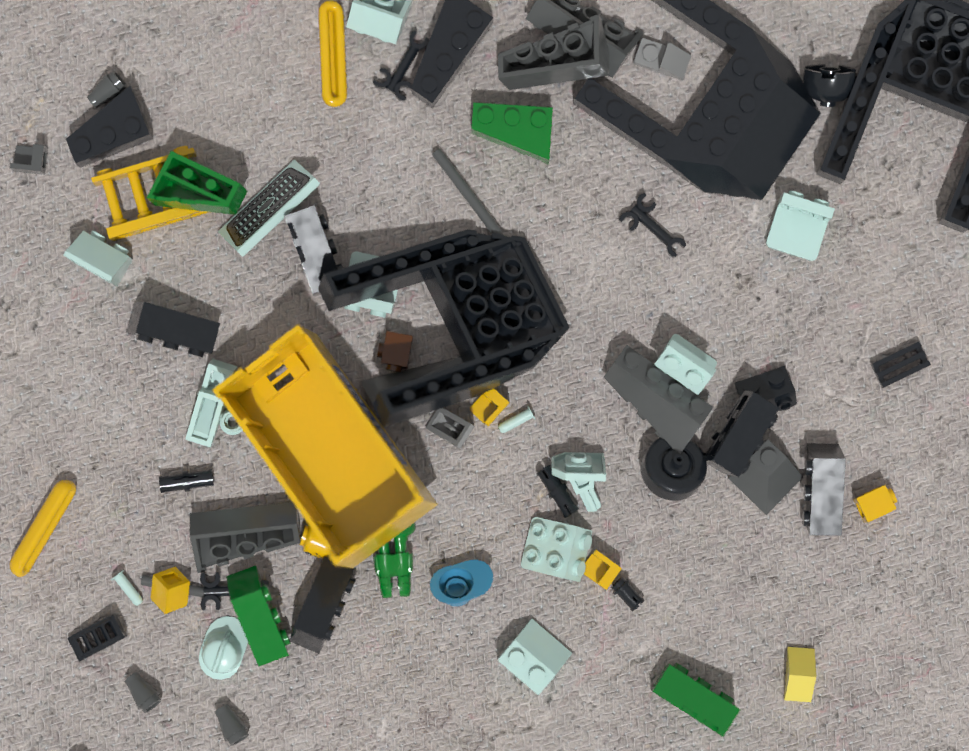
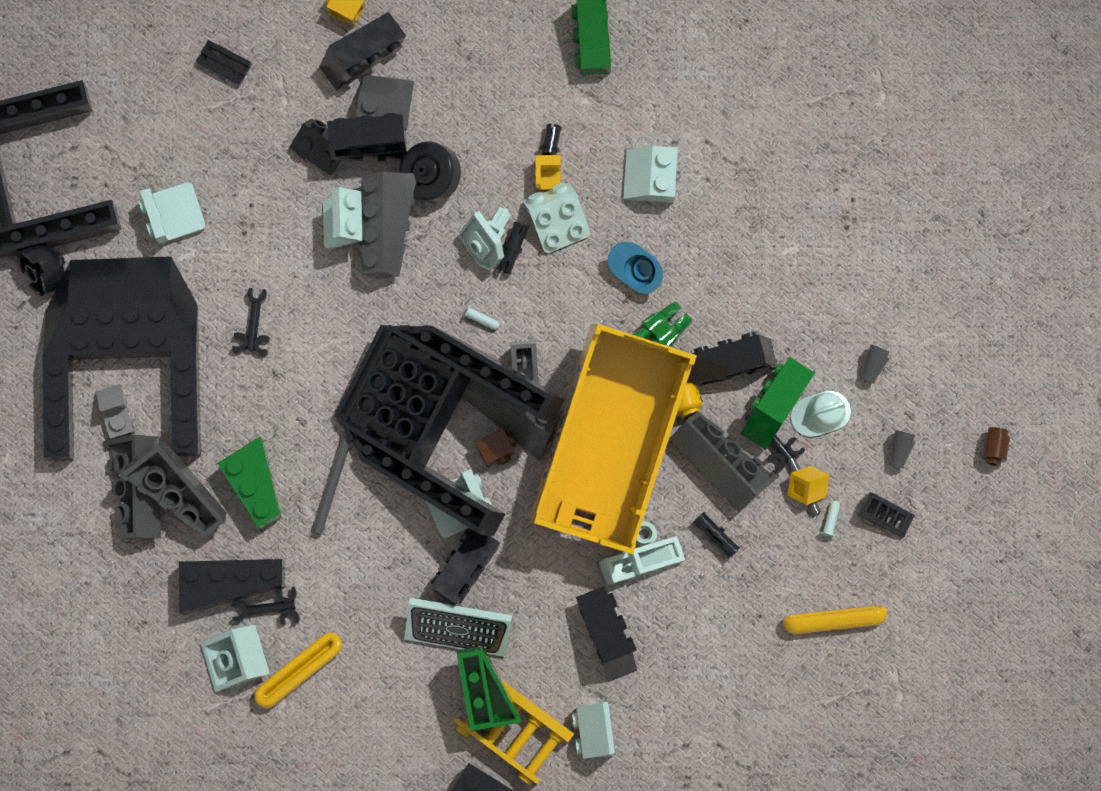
camera: 125 degrees left, 5 degrees down
(489, 406) = (488, 342): yellow panel -> none

